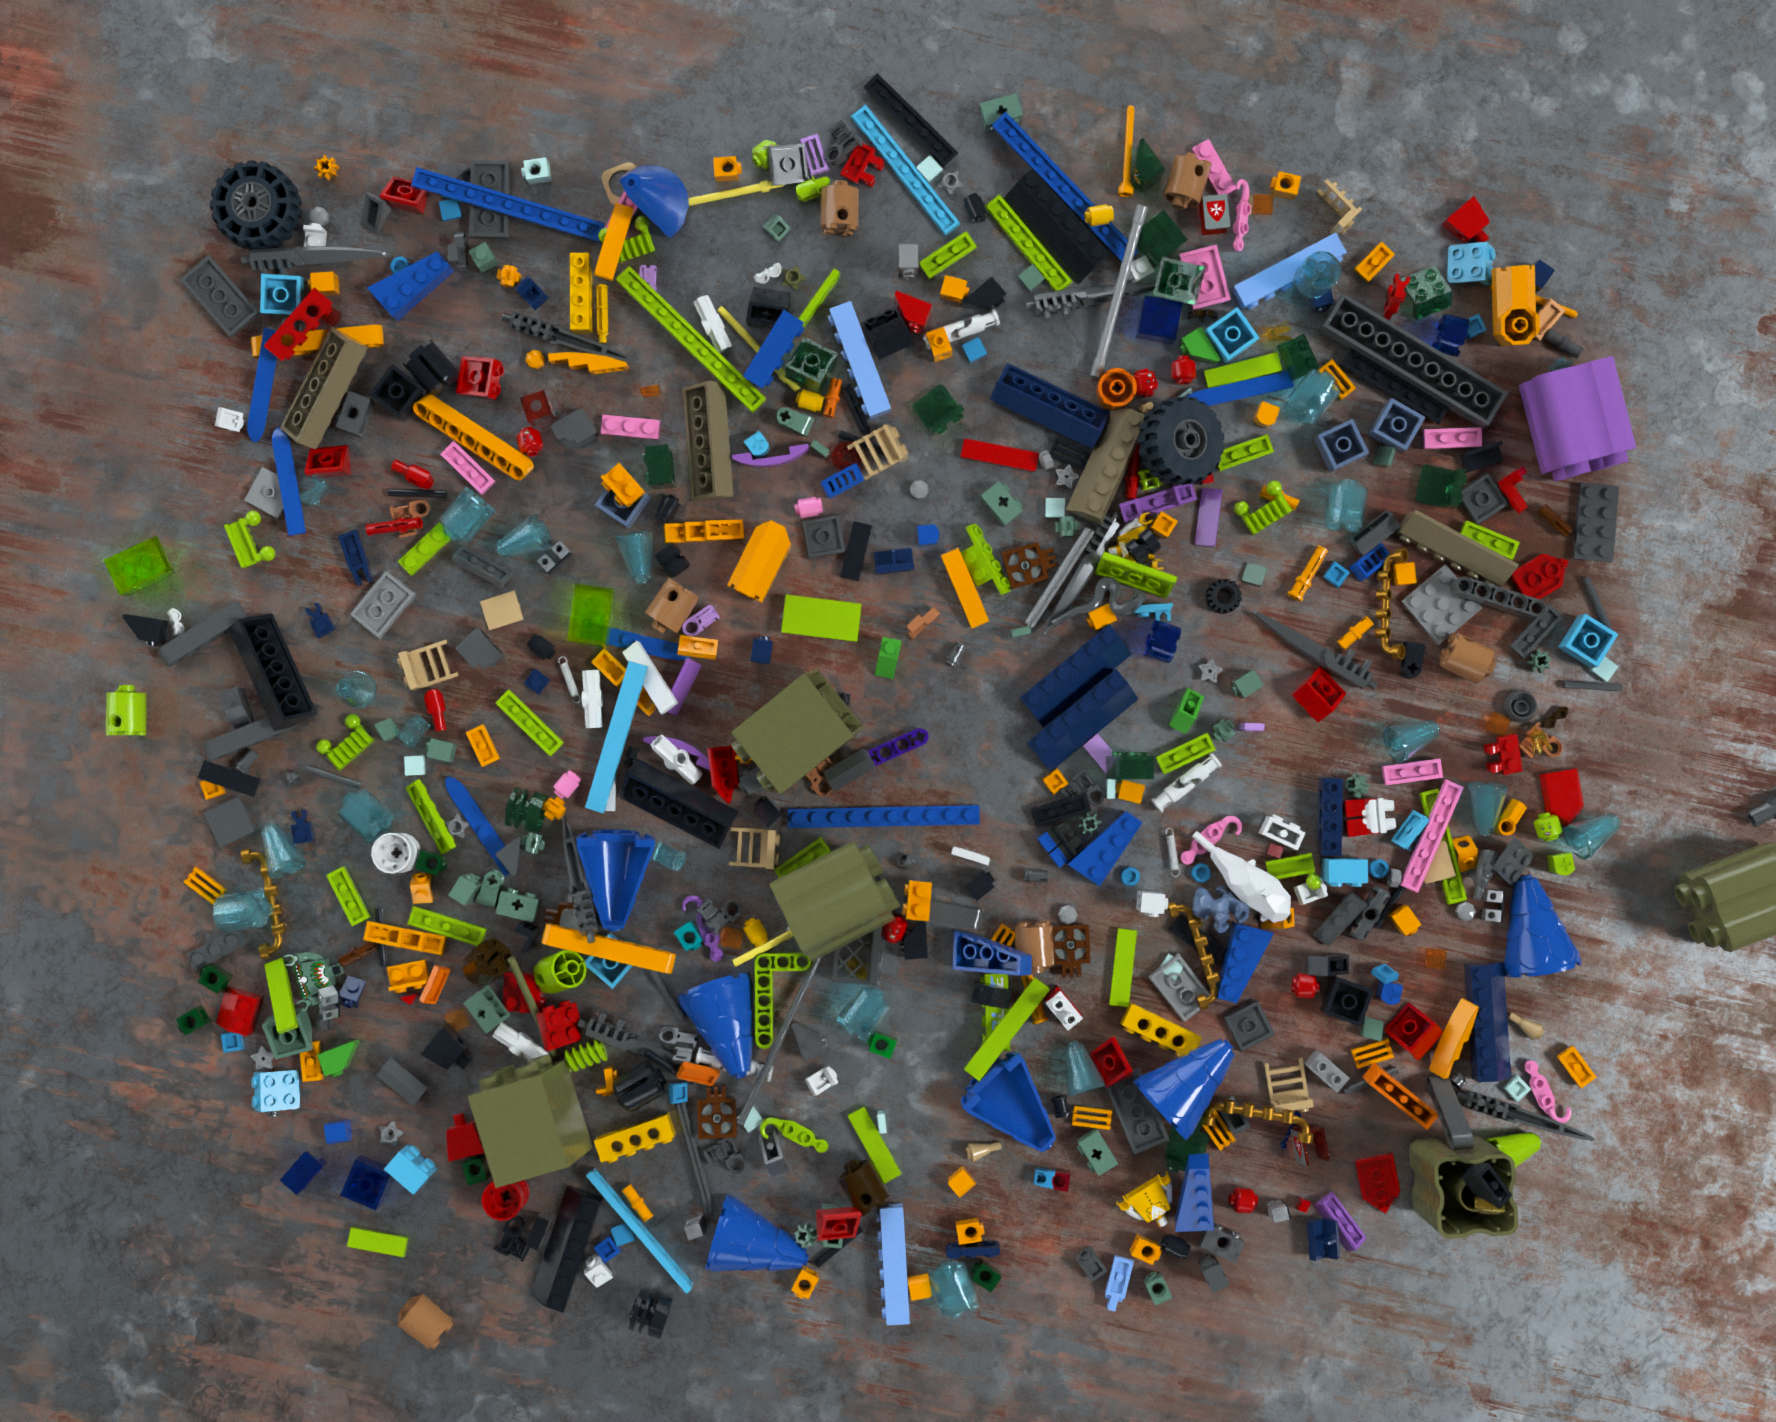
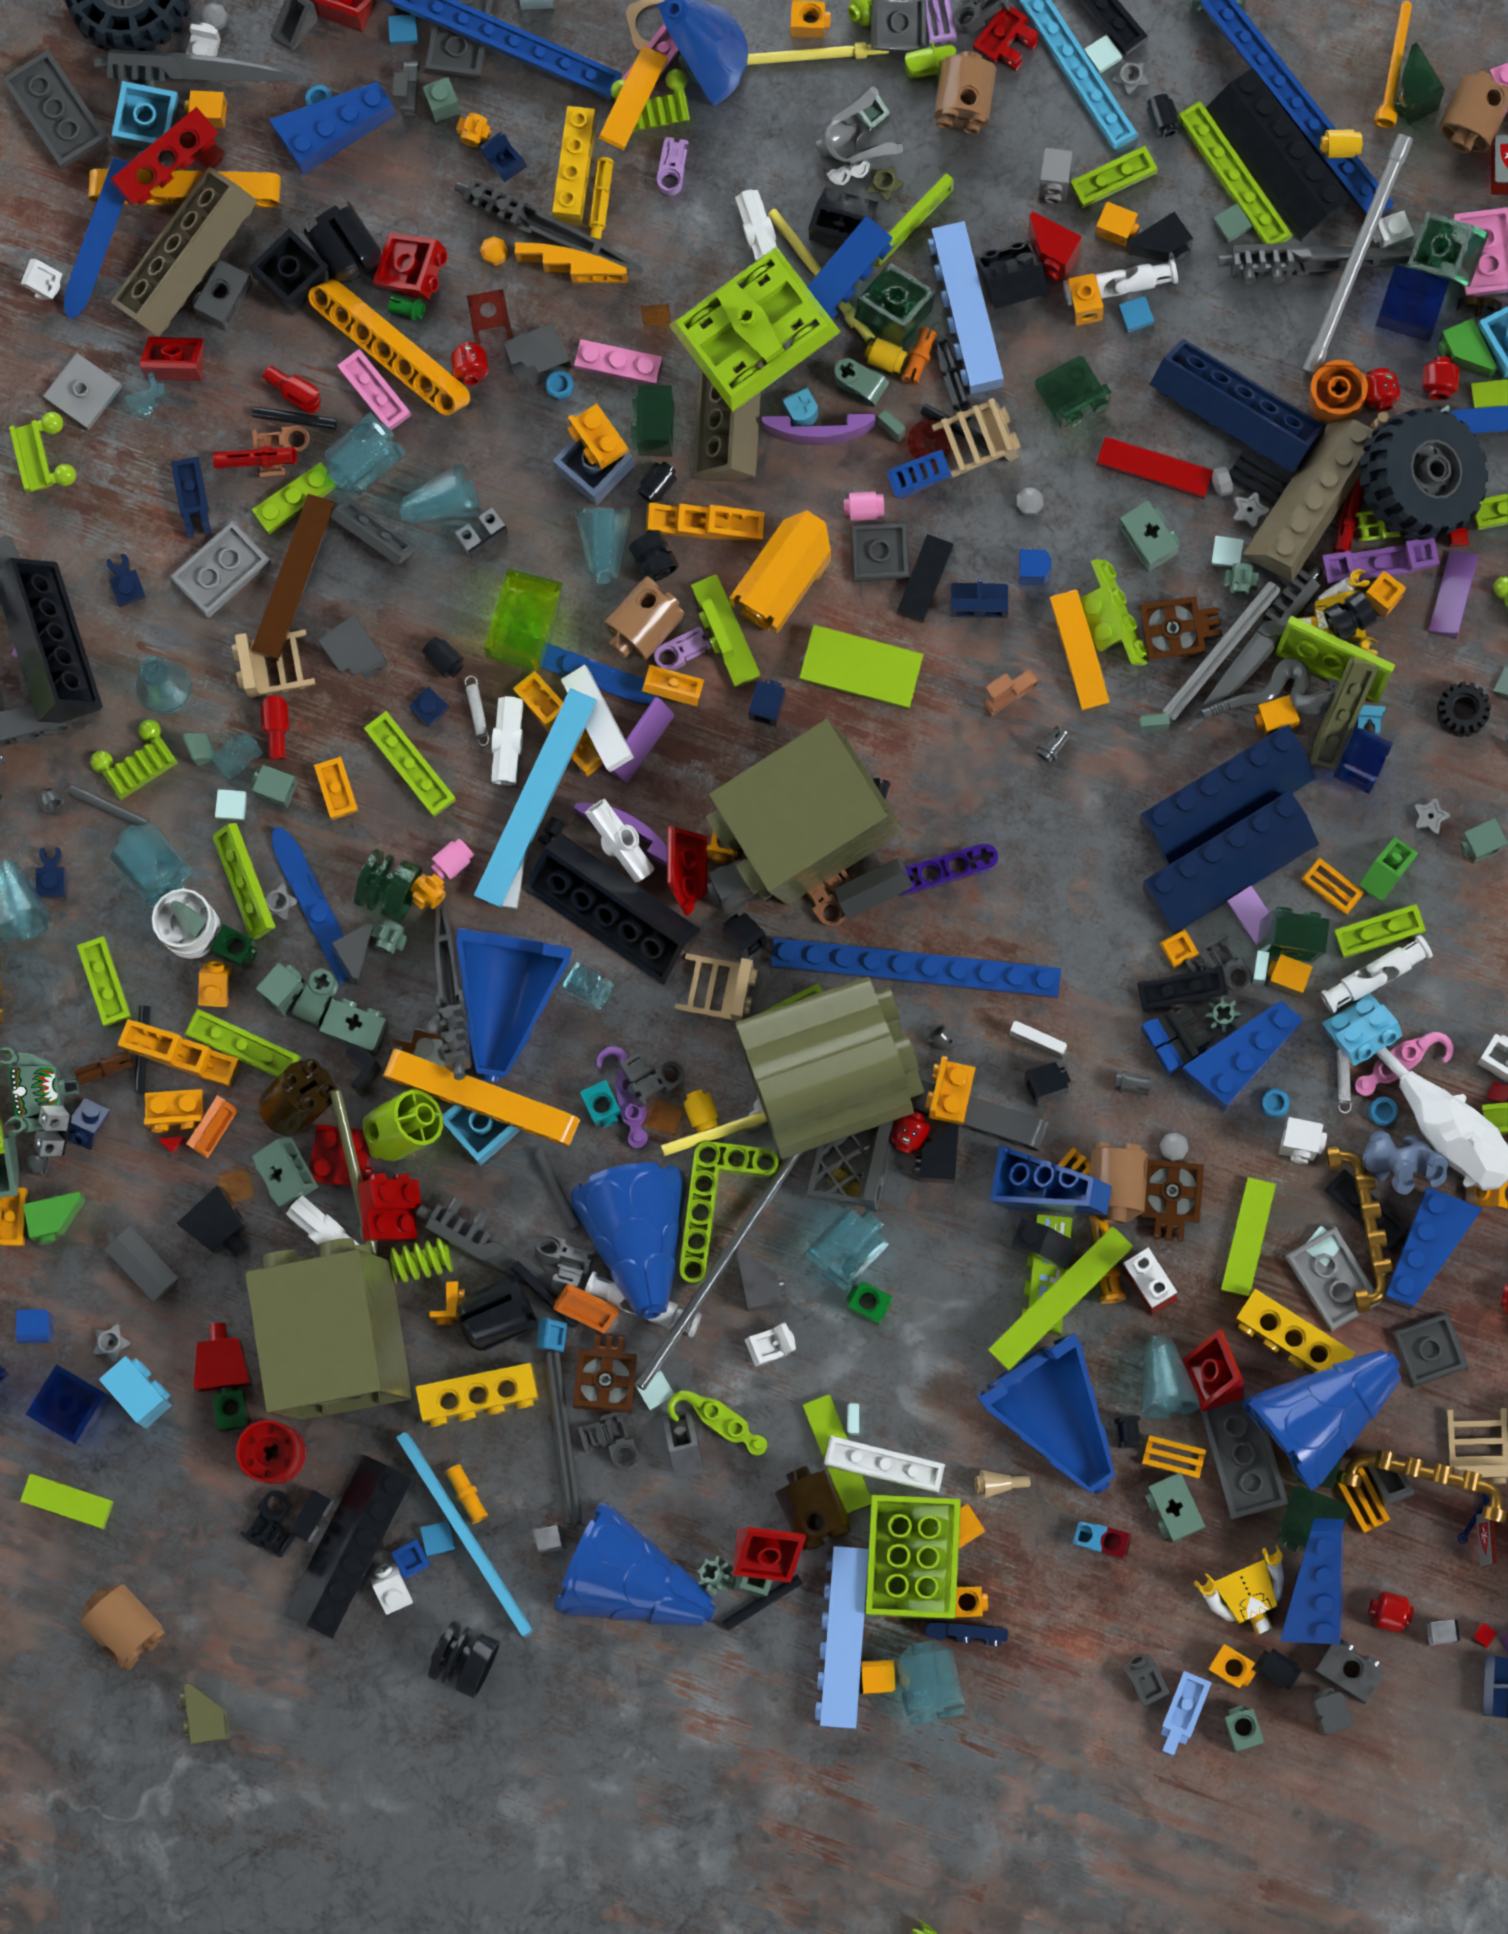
camera: 15 degrees right, 10 degrees down
(288, 483) = (111, 378): blue piece -> none
(396, 853) = (188, 919): none -> sand green slope
(432, 605) = (293, 577): none -> reddish brown tile
(482, 406) = (407, 307): none -> green pin
(489, 1369) = (206, 1718): none -> olive slope
(501, 610) = (392, 599): tan window -> none
(593, 448) = (559, 385): none -> dark azure tile
(690, 339) = (691, 208): lime plate -> none
(718, 397) = (749, 324): none -> lime piece
(727, 604) = (726, 632): none -> lime bracket
(758, 246) = (840, 132): none -> light grey piece
(805, 1274) = (708, 1635): light orange brick -> none
(888, 657) = (952, 735): bright green slope -> none
(905, 1148) = (884, 1465): none -> white tile
(932, 1209) = (913, 1557): none -> lime slope
(987, 1283) = (985, 1687): dark green brick -> none
(1136, 718) = (1327, 896): none -> light orange tile
(1145, 612) = (1342, 713): none -> olive tile
(1160, 238) = (1427, 187): clear green brick -> none
(1182, 822) = (1362, 1029): none -> medium azure plate
(1223, 730) = (1440, 903): sand green gear -> none
(1251, 727) = (1482, 901): lavender tile -> none

